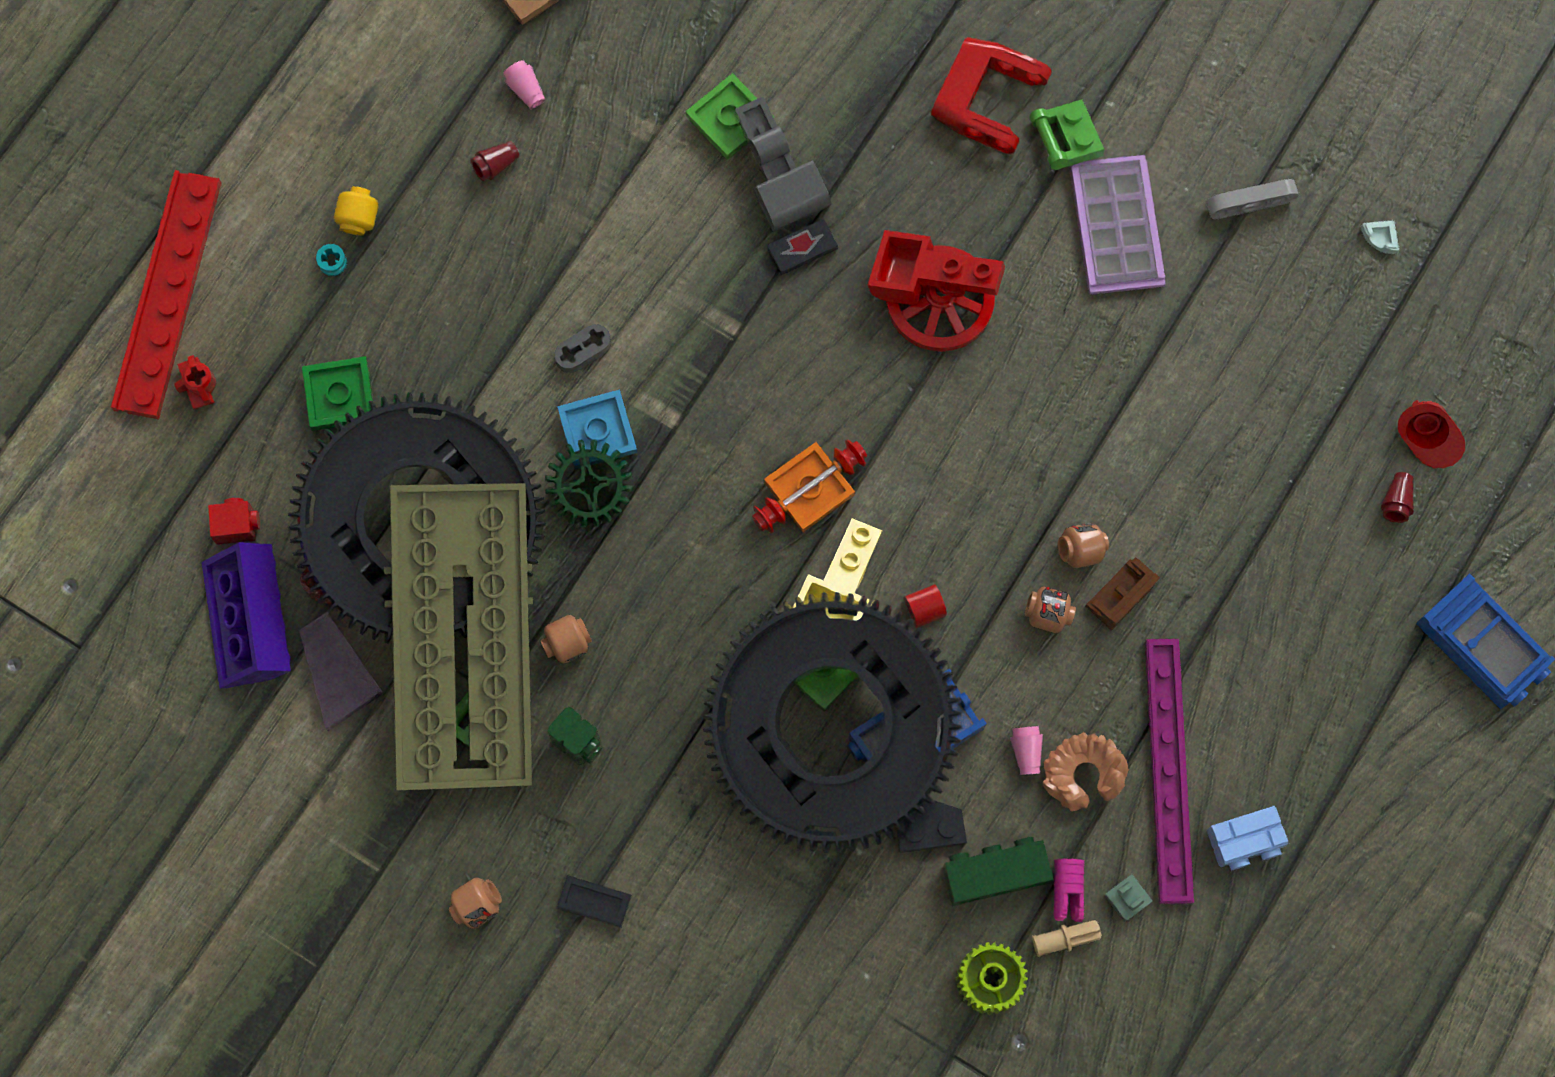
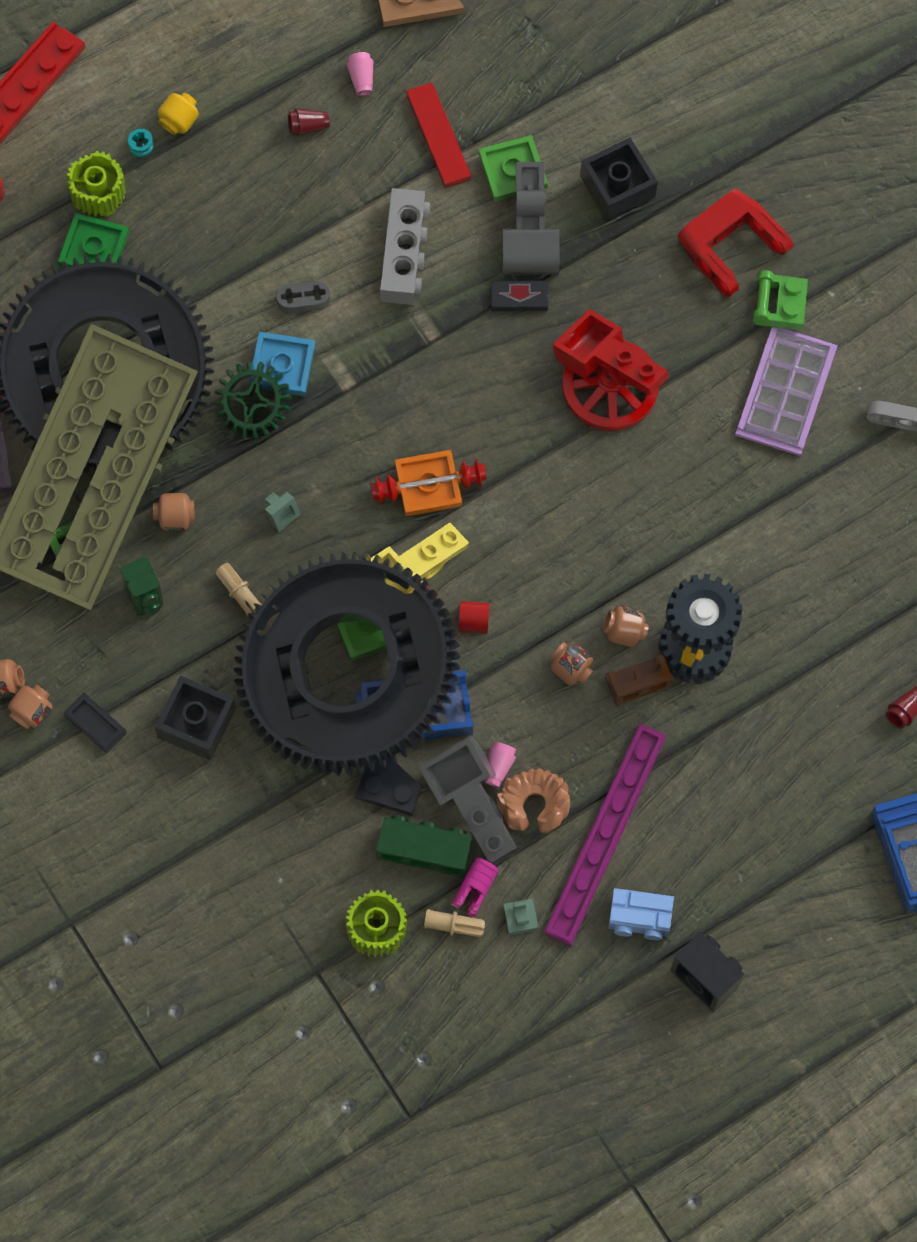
camera: 25 degrees right, 5 degrees down
(293, 329) = (96, 184): none -> lime brick
(520, 918) = (30, 706): none -> nougat head
(635, 114) = (438, 135): none -> red tile
(670, 295) = (397, 287): none -> light grey brick
(671, 690) = (237, 588): none -> tan axle
(675, 585) = (281, 510): none -> sand green tile
(698, 849) = (195, 717): none -> black brick
(844, 79) = (618, 178): none -> black brick
(1000, 784) = (458, 777): none -> dark grey plate
(1171, 516) = (700, 628): none -> black plate
(1348, 868) = (707, 971): none -> black brick

